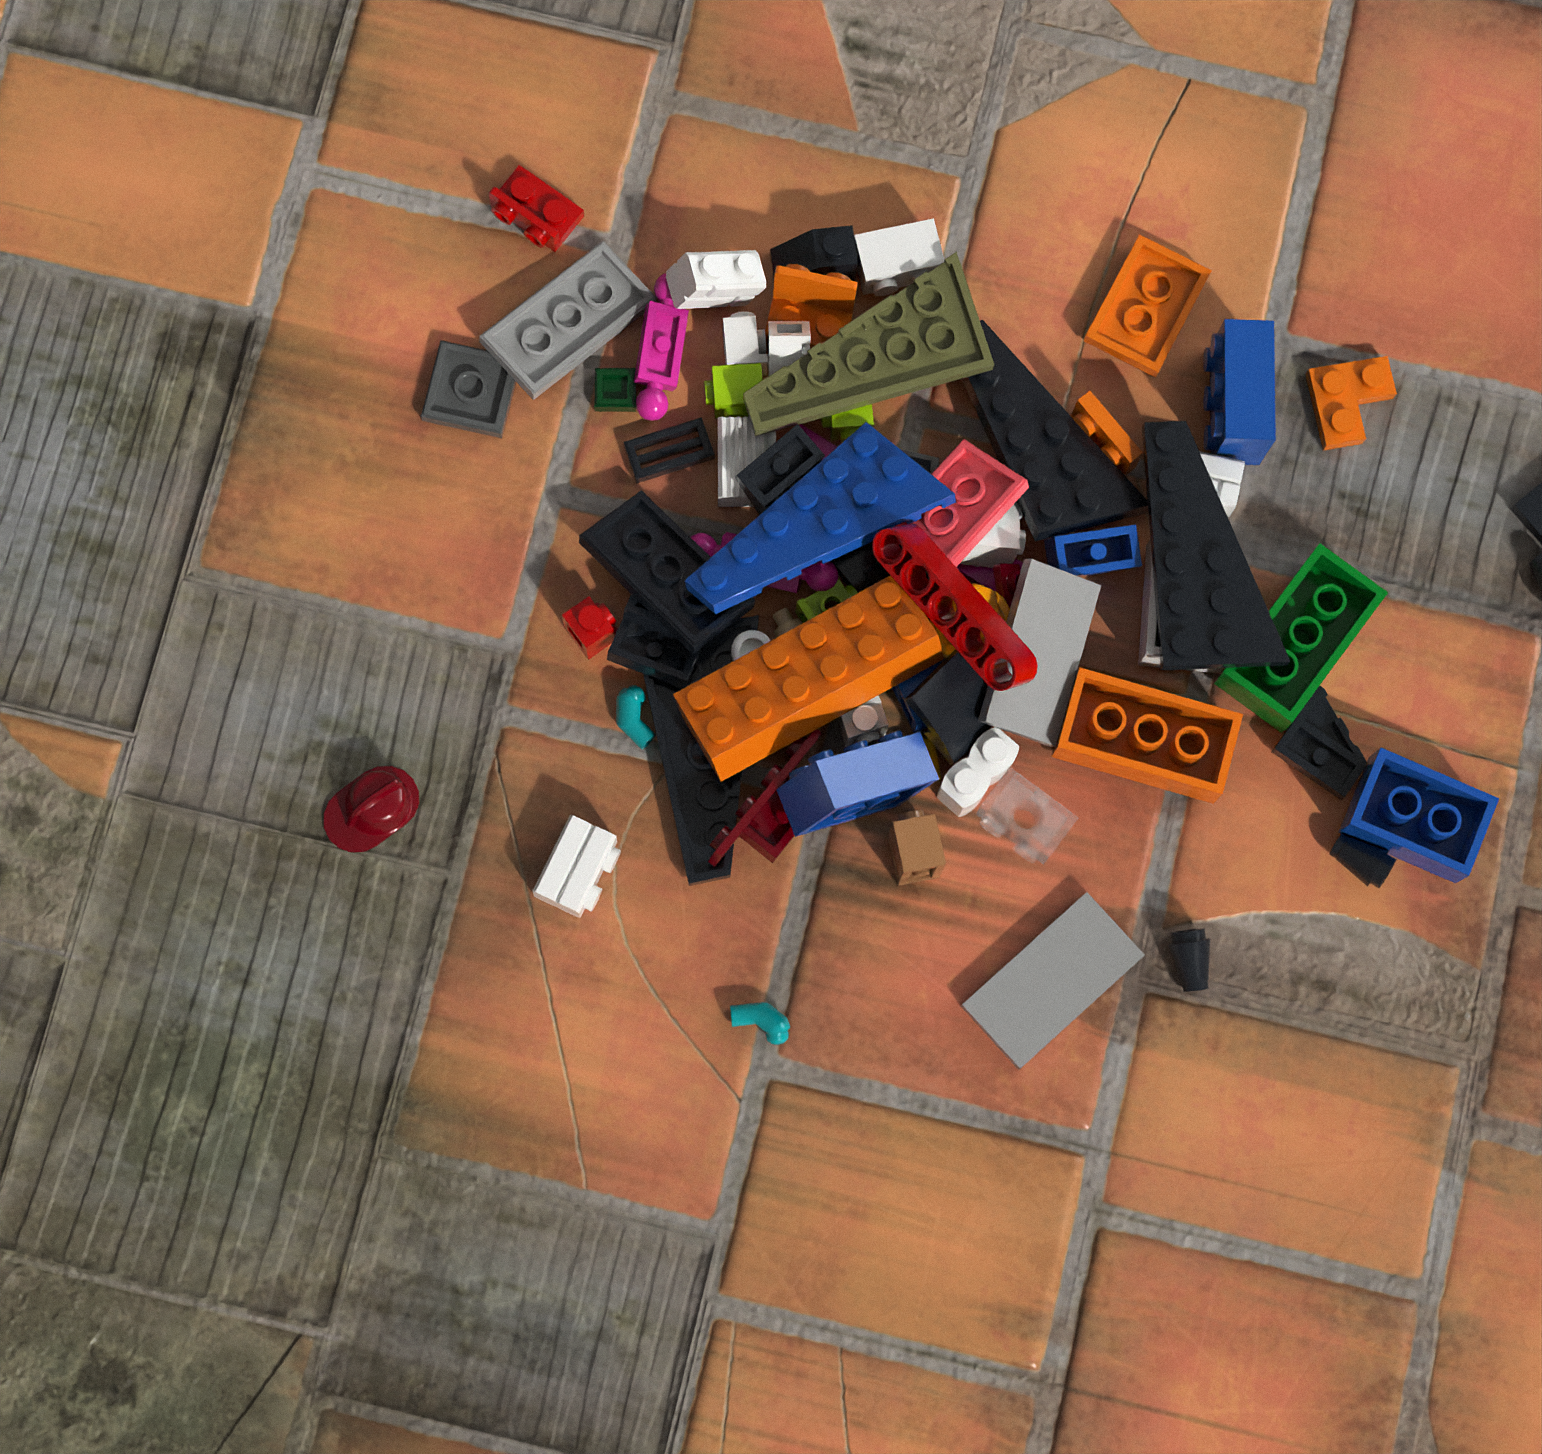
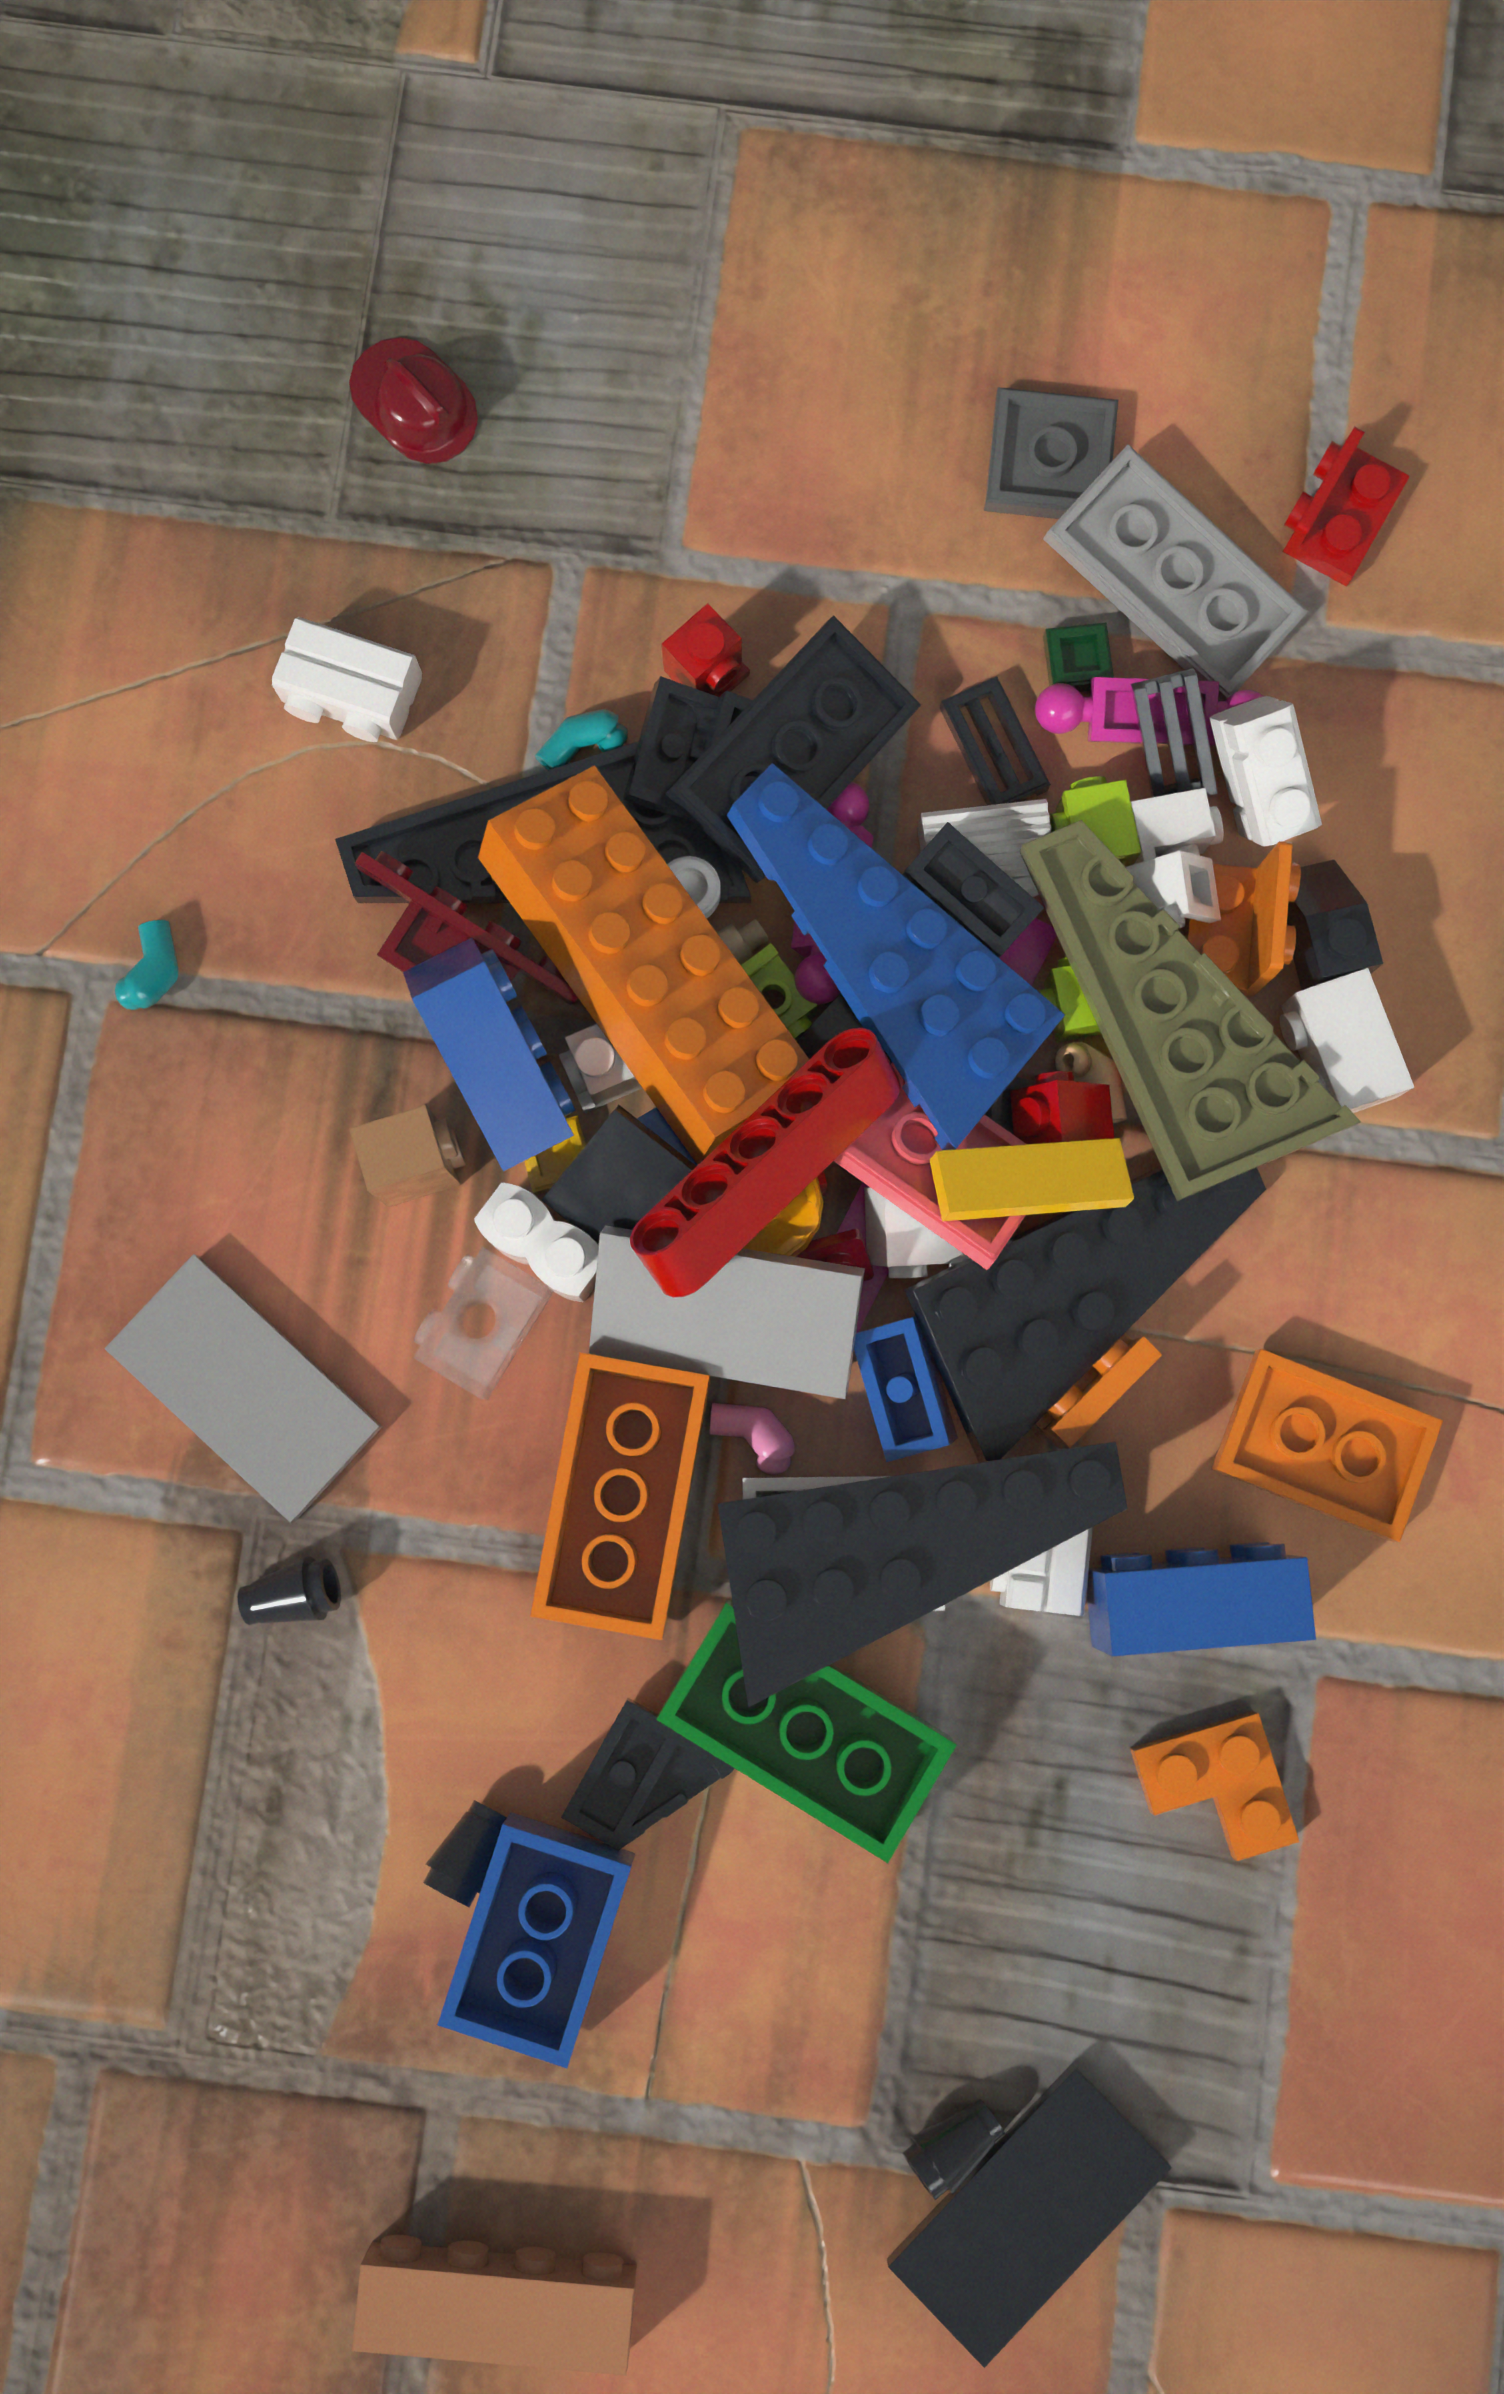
camera: 90 degrees right, 5 degrees up
(711, 333) = (1164, 686): none -> tile
(898, 412) = (1093, 1067): none -> light nougat arm
(927, 434) = (1061, 1110): none -> red brick
(975, 452) = (1031, 1179): none -> yellow tile
(1109, 648) = (760, 1429): none -> bright pink arm

